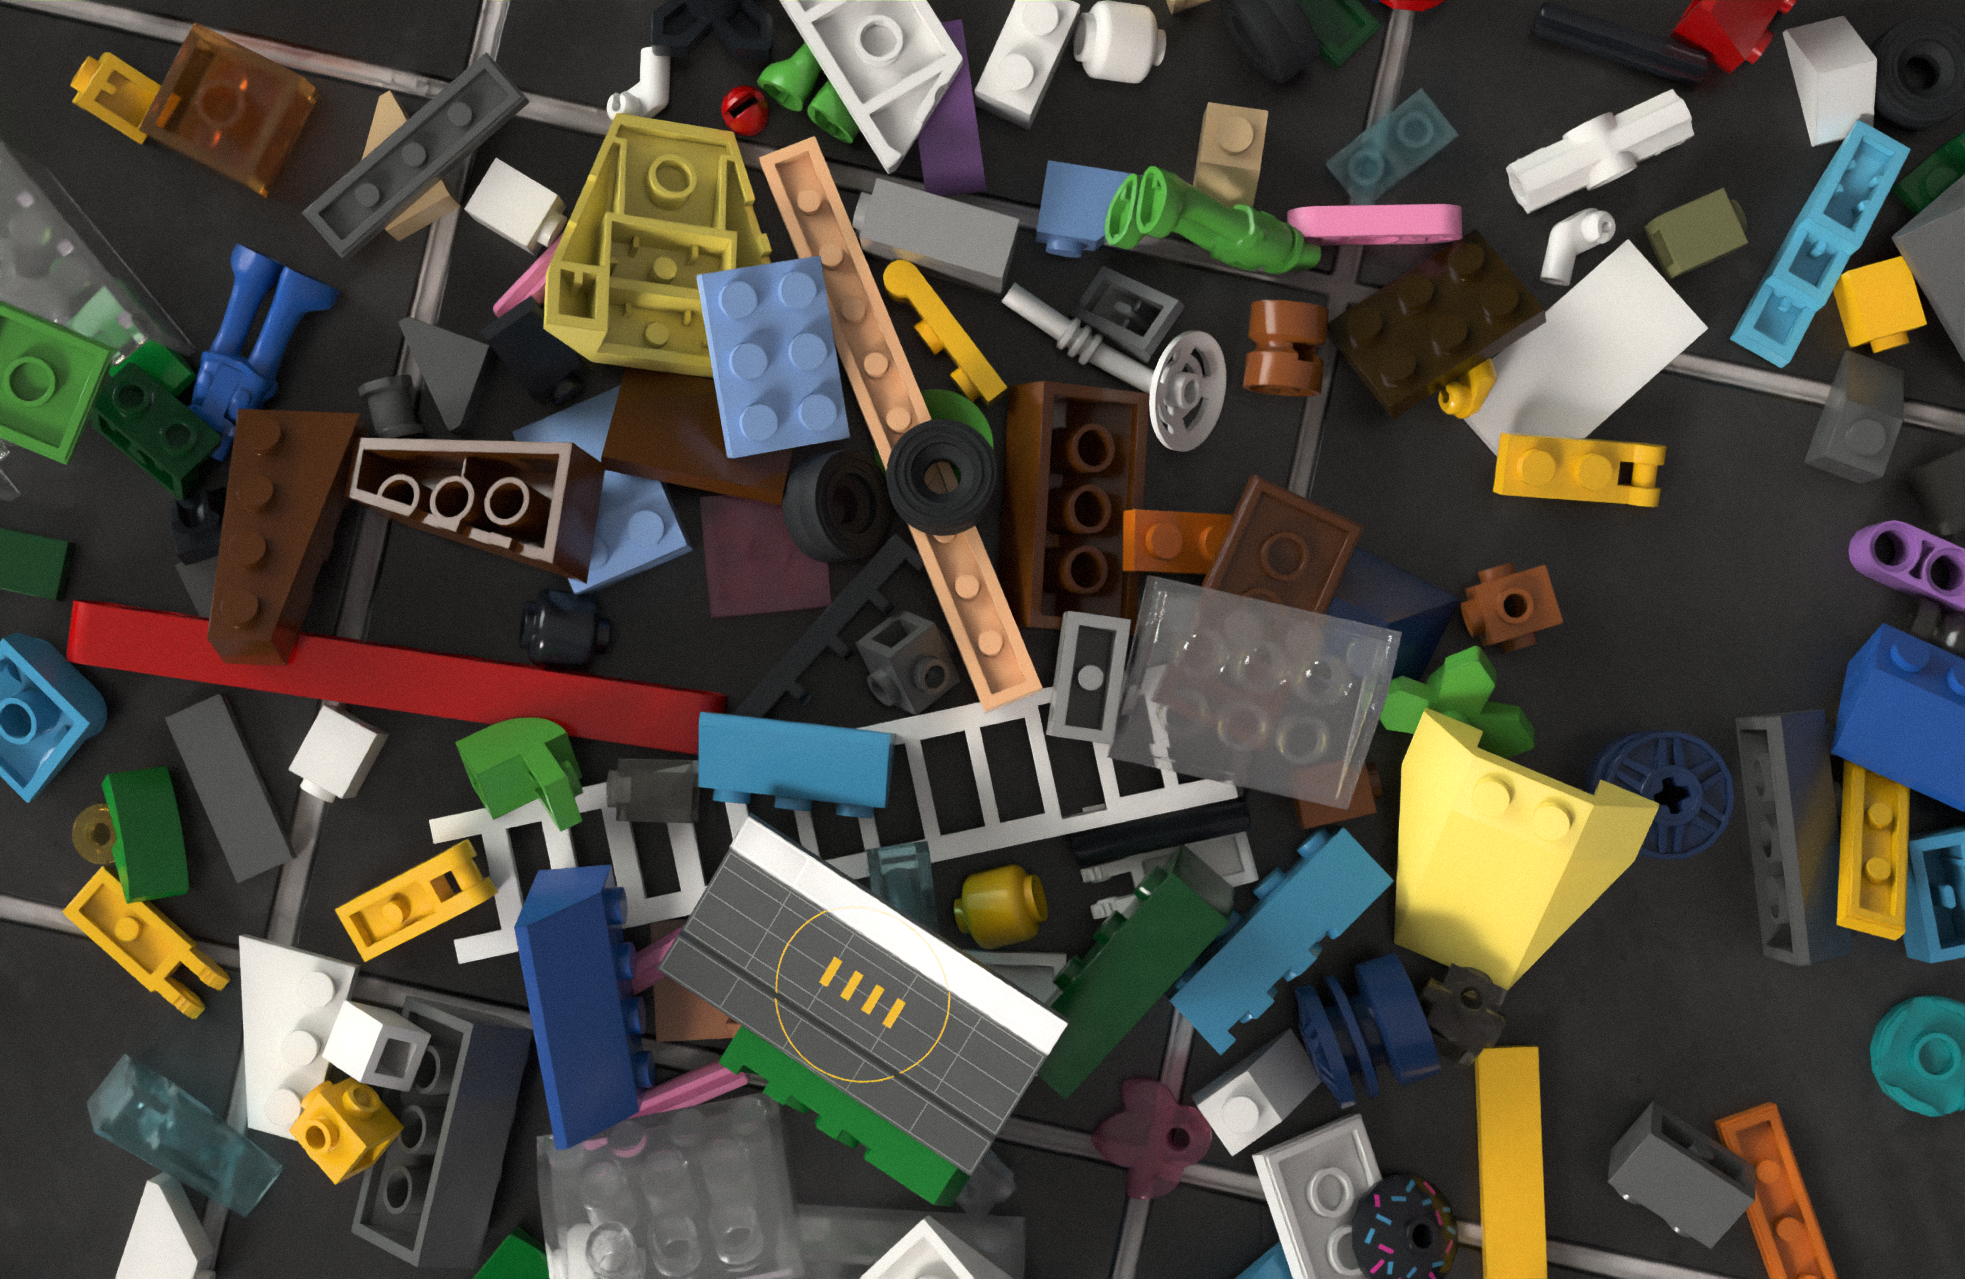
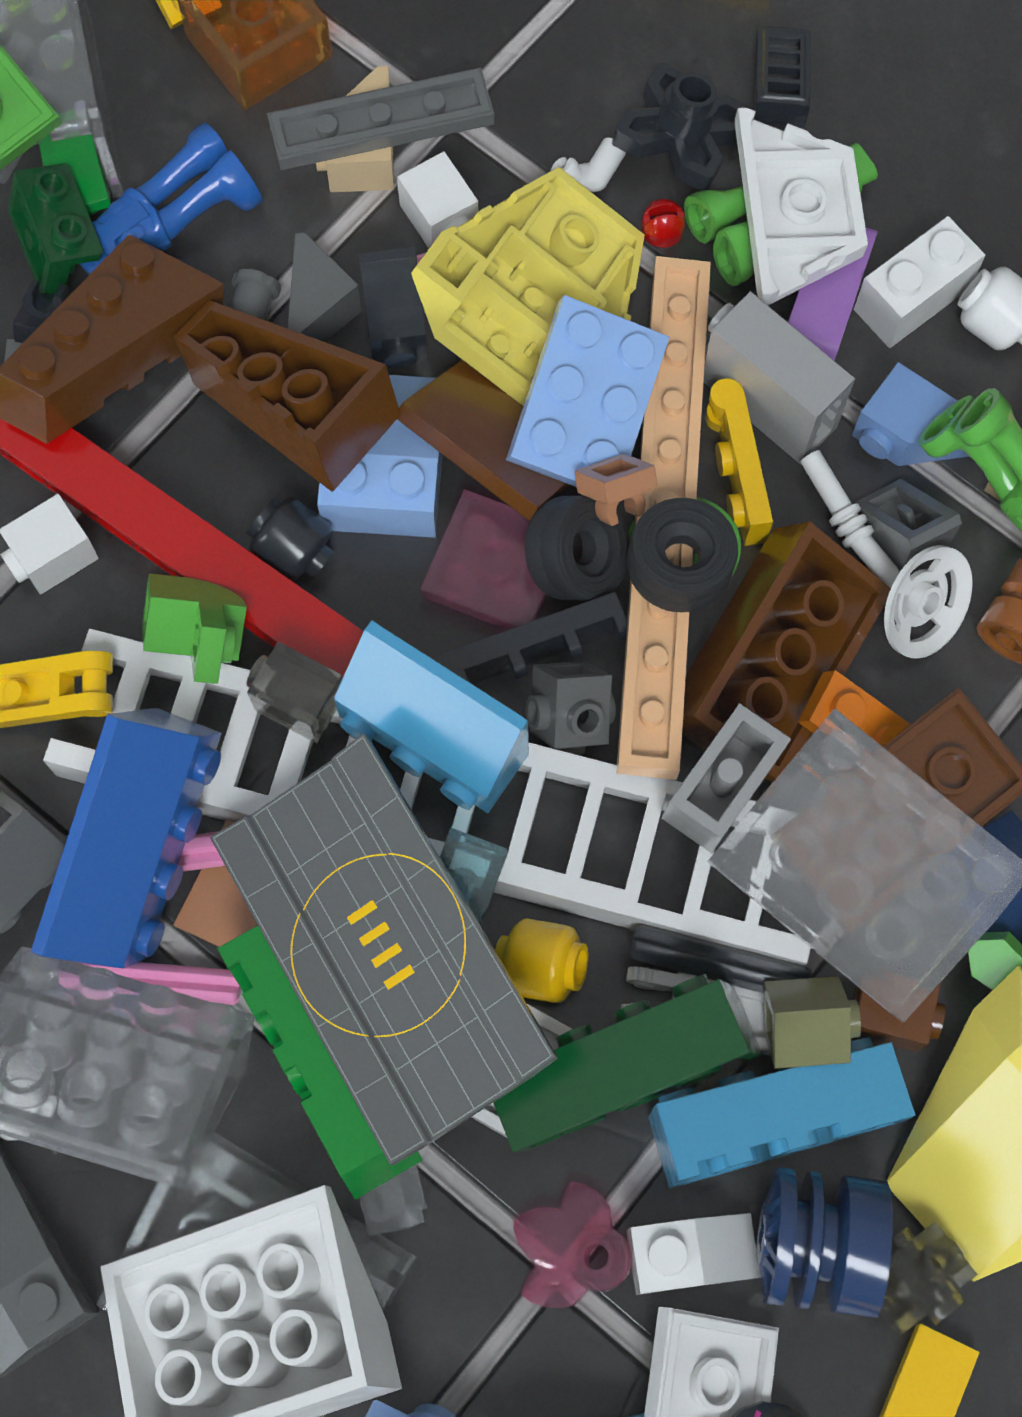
camera: 30 degrees right, 15 degrees down
(846, 436) = (615, 481): none -> nougat tile
(1265, 851) = (809, 1022): none -> olive brick

